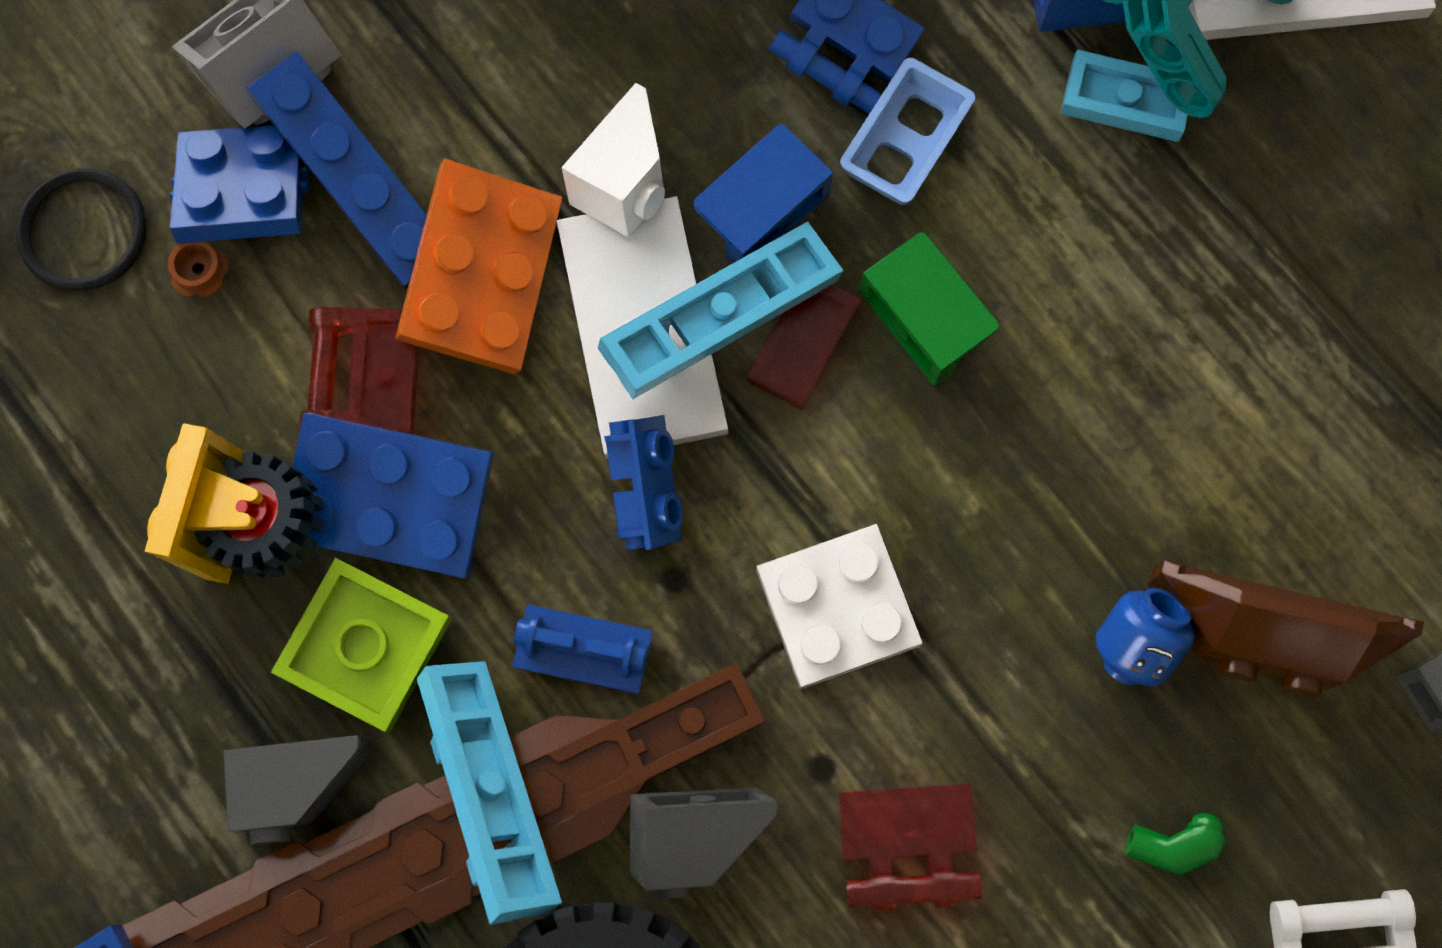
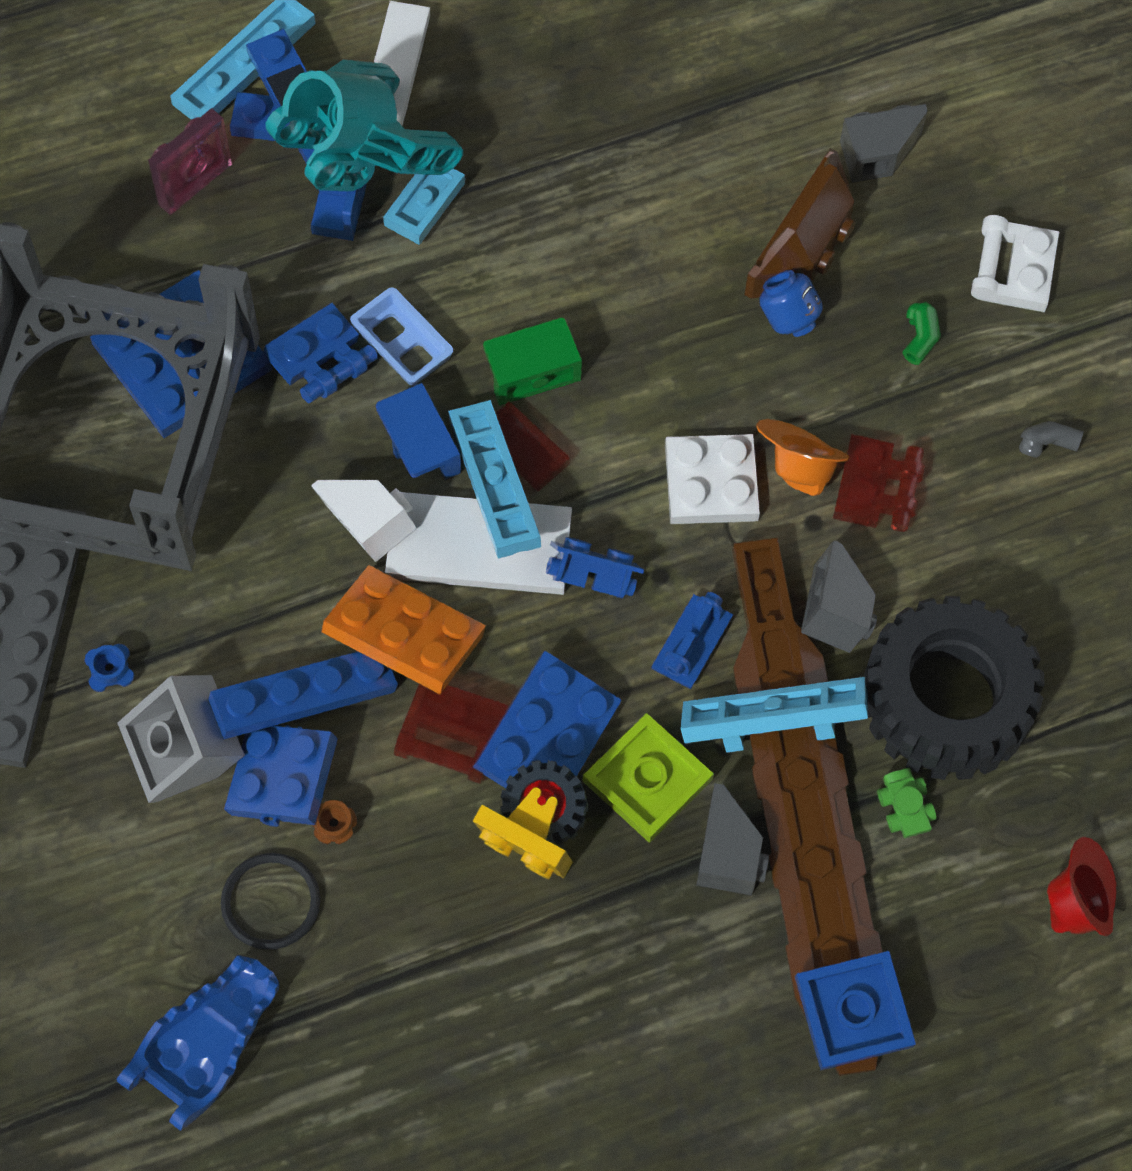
camera: 75 degrees left, 10 degrees down
(914, 718) = (800, 456): none -> orange piece

